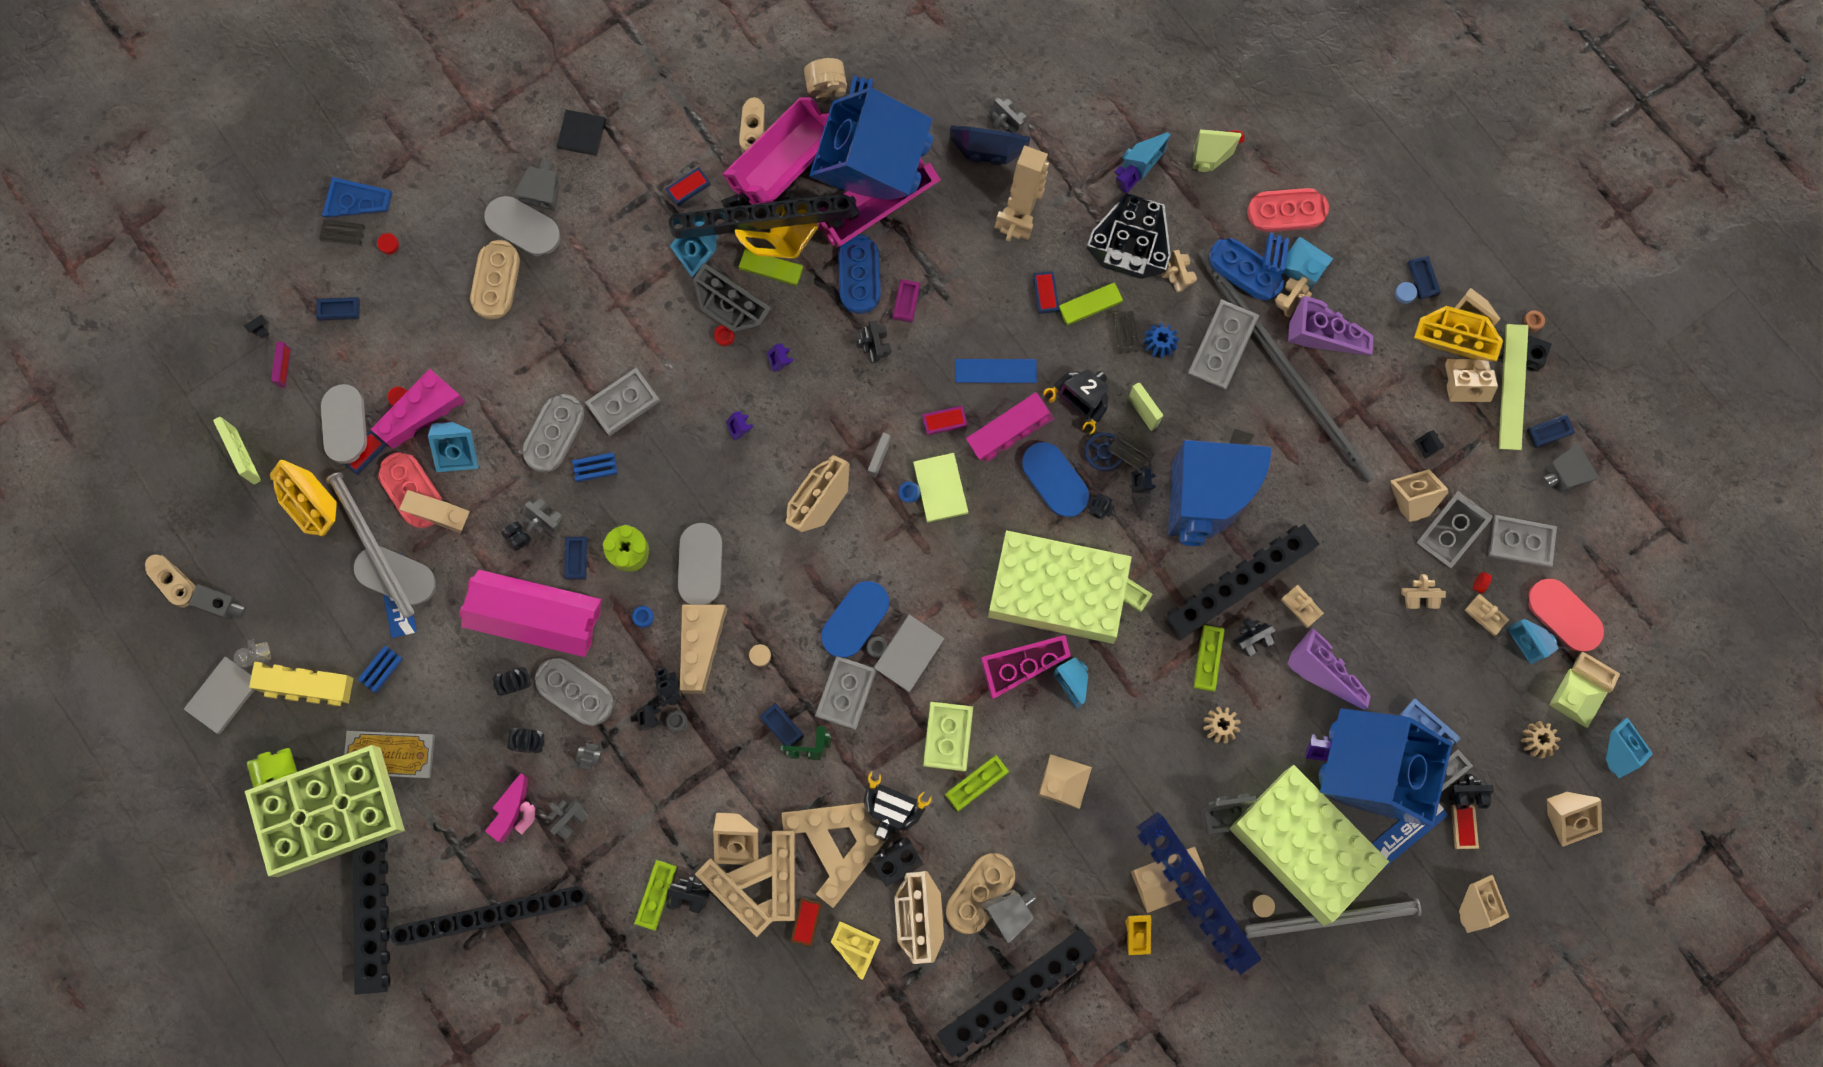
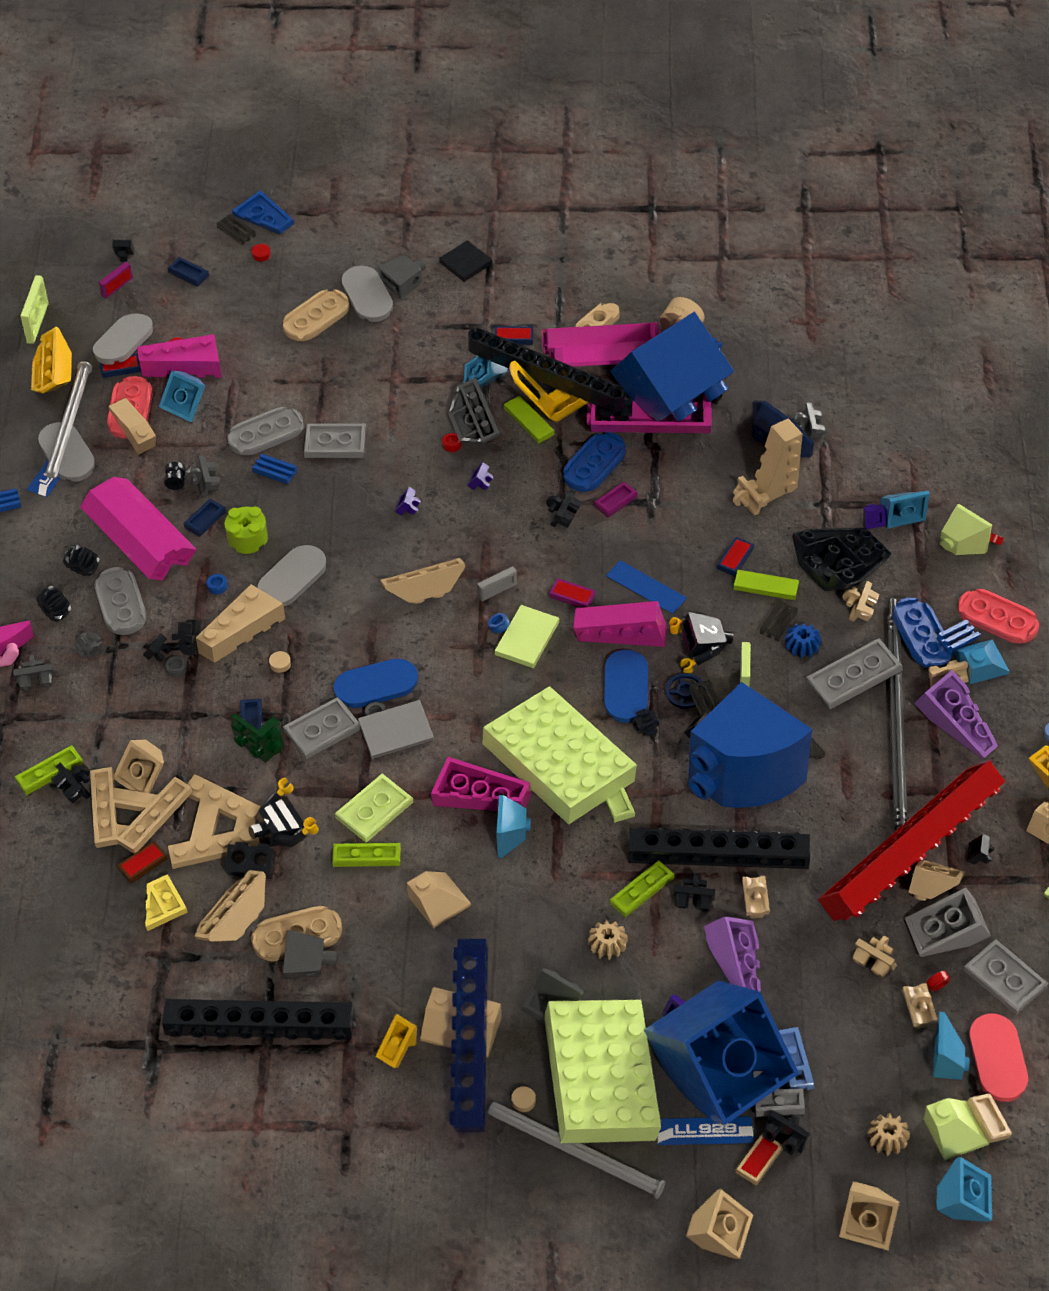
camera: 40 degrees right, 25 degrees down
(1386, 462) = (911, 841): none -> red brick

